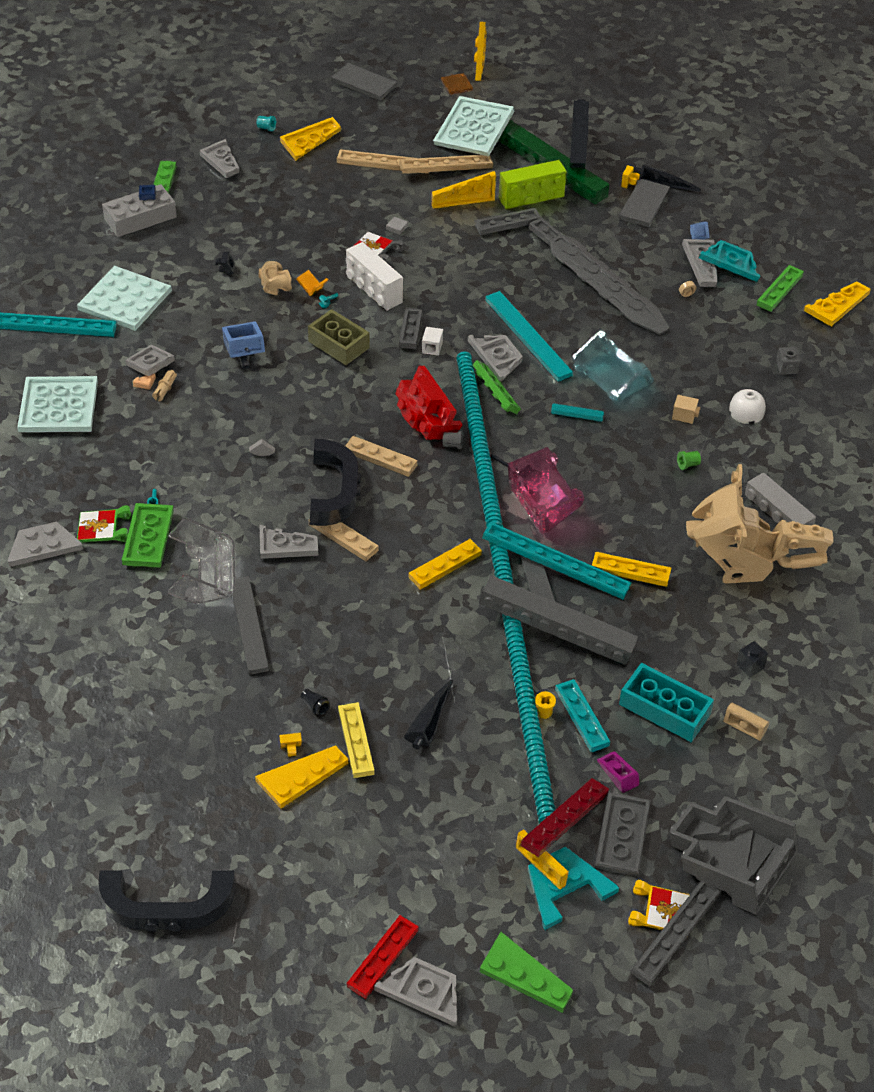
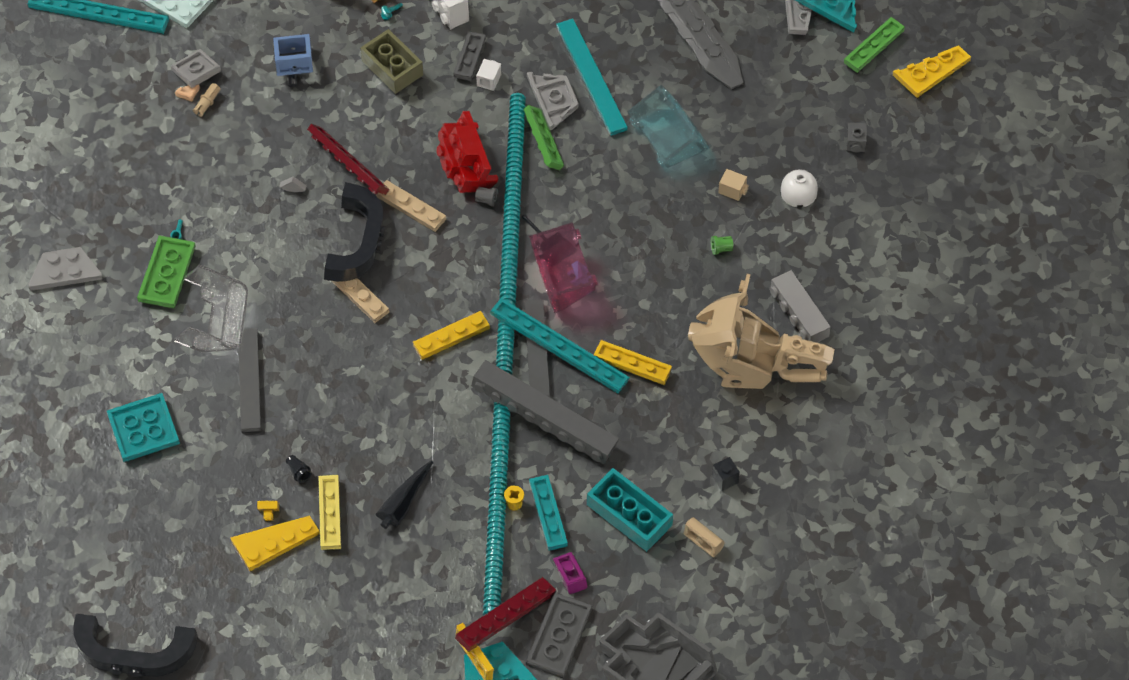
camera: 10 degrees right, 10 degrees up
(58, 404) = (97, 111): light aqua plate -> none
(102, 525) = (122, 255): flag -> none
(145, 679) = (143, 427): none -> teal plate
(282, 544) = (296, 296): light grey wing -> none
(307, 418) = (351, 162): none -> dark red plate
(577, 412) = (622, 176): teal axle -> none
(687, 288) = (773, 36): tan tile -> none

